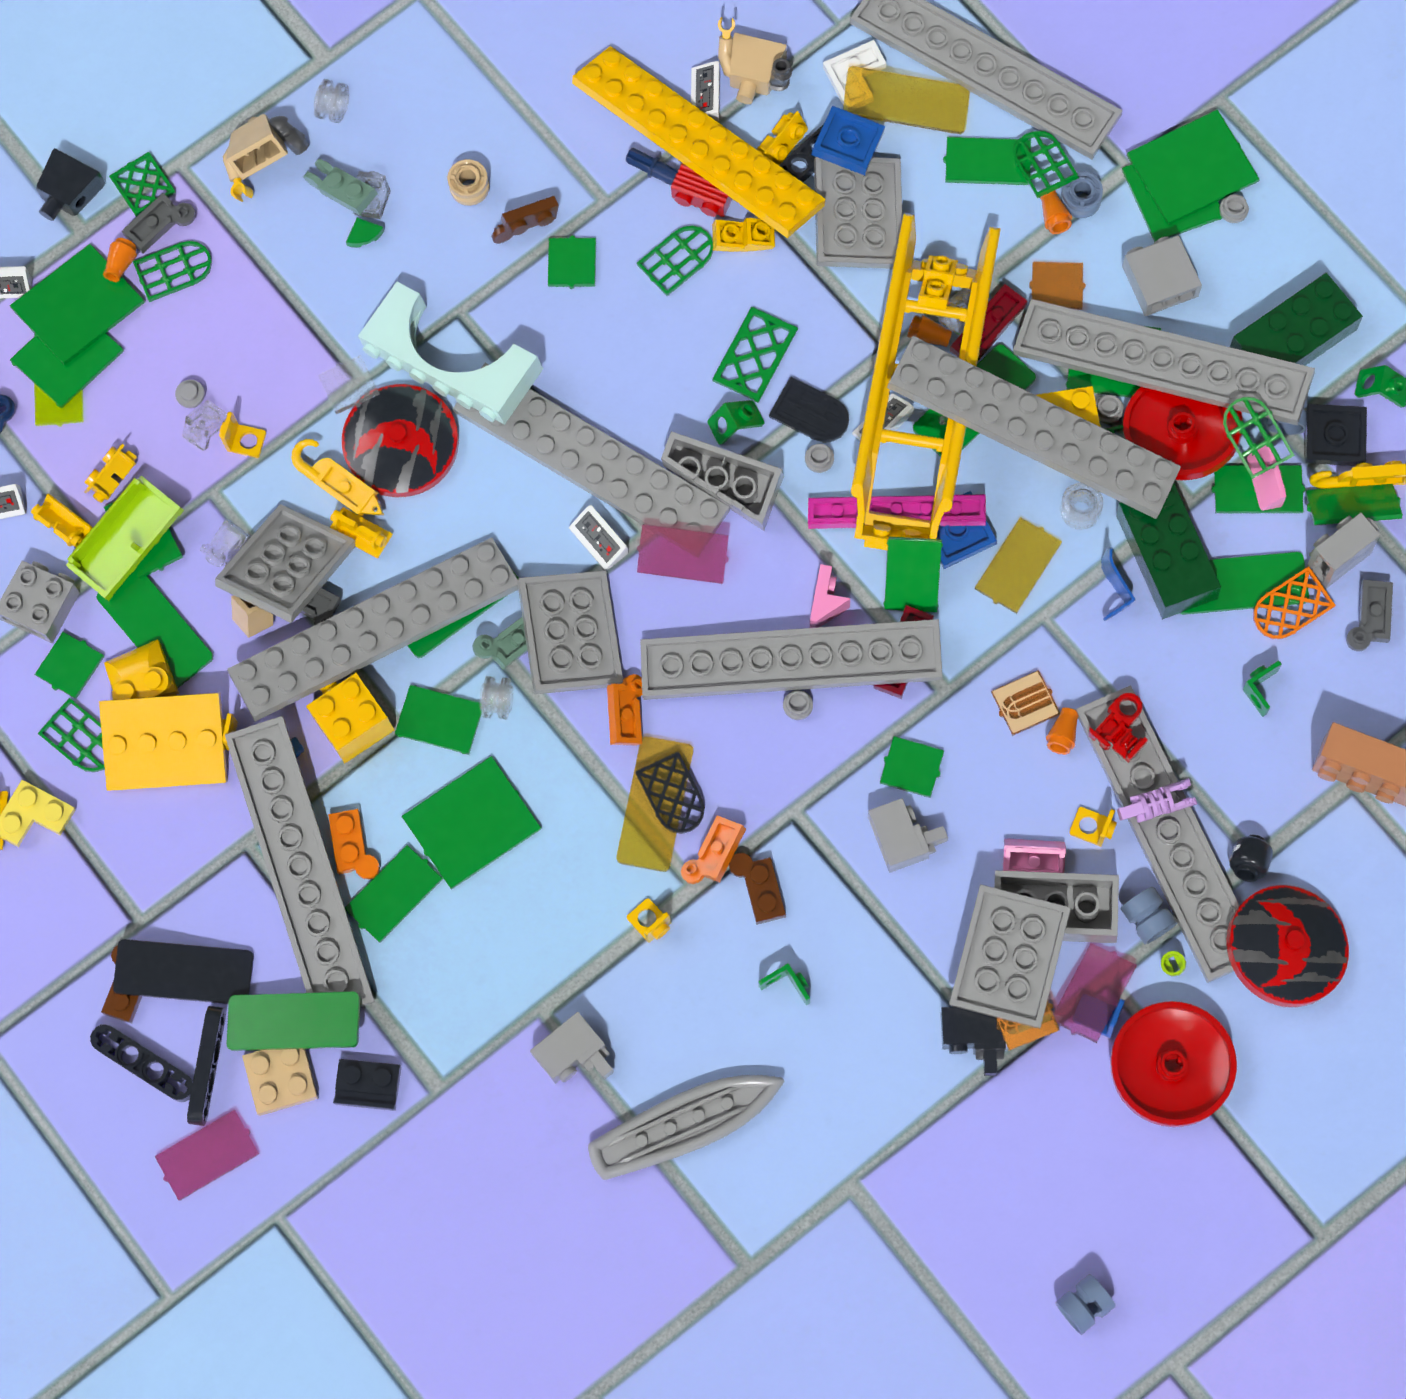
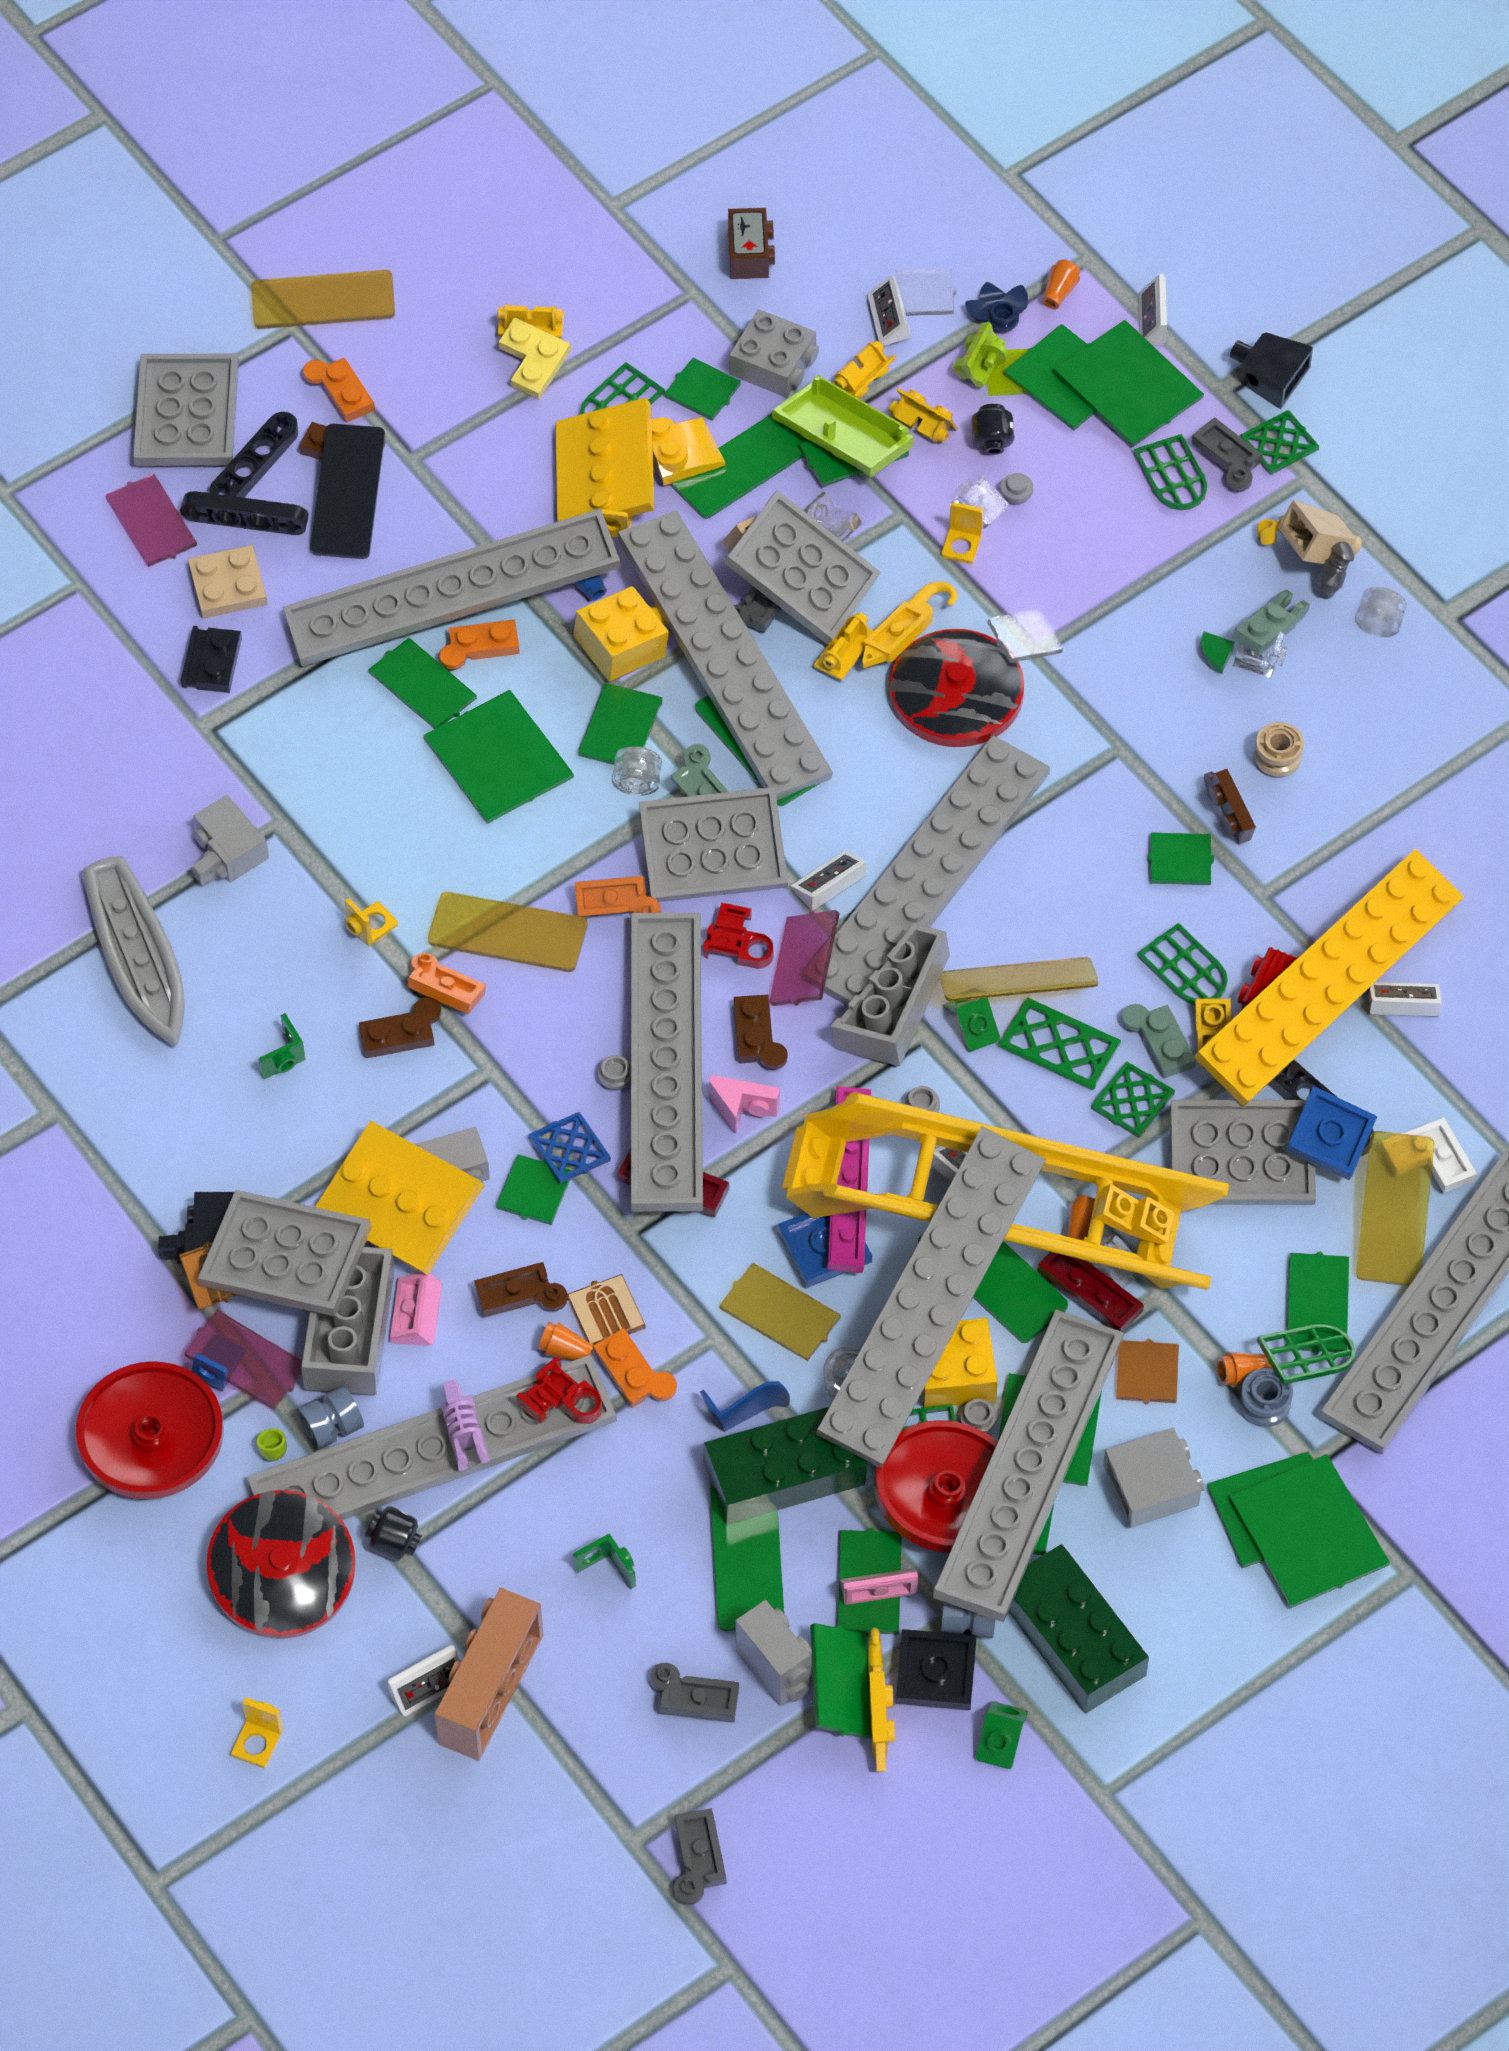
camera: 85 degrees right, 15 degrees down
(49, 418) = (982, 355): none -> lime hips
(57, 989) = (341, 386): none -> orange hinge
(83, 1130) = (186, 409): none -> light grey plate
(119, 258) = (1180, 416): orange cone -> none
(128, 412) = (992, 428): none -> black head
(293, 1021) = (282, 585): green piece -> none
(490, 390) = (1077, 675): light aqua arch -> none
(639, 773) = (499, 928): black window -> none
(652, 166) = (1306, 931): dark blue axle -> none
(661, 617) = (730, 934): none -> red piece
(701, 380) = (1018, 979): none -> clear yellow piece
(748, 275) = (1161, 1037): none -> sand green hinge
(753, 64) = (1441, 1040): tan torso -> none
(754, 593) = (755, 1032): none -> reddish brown hinge
(788, 133) = (1337, 1076): yellow hinge -> none
(796, 314) = (1148, 1079): none -> green window
(810, 412) = (987, 1092): black window -> none
(882, 756) = (583, 1167): none -> blue window
(912, 573) = (763, 1183): green piece -> none
(940, 870) = (405, 1193): none -> yellow plate
(1014, 772) = (519, 1289): none -> reddish brown hinge
(1084, 677) = (631, 1370): none -> orange hinge
(1104, 829) = (436, 1373): yellow bracket -> none
(1234, 209) = (1250, 1574): light grey plate -> none
(1253, 447) = (906, 1550): green window -> none
(1284, 610) = (731, 1638): orange window -> none
(1377, 824) = (422, 1681): none -> slope

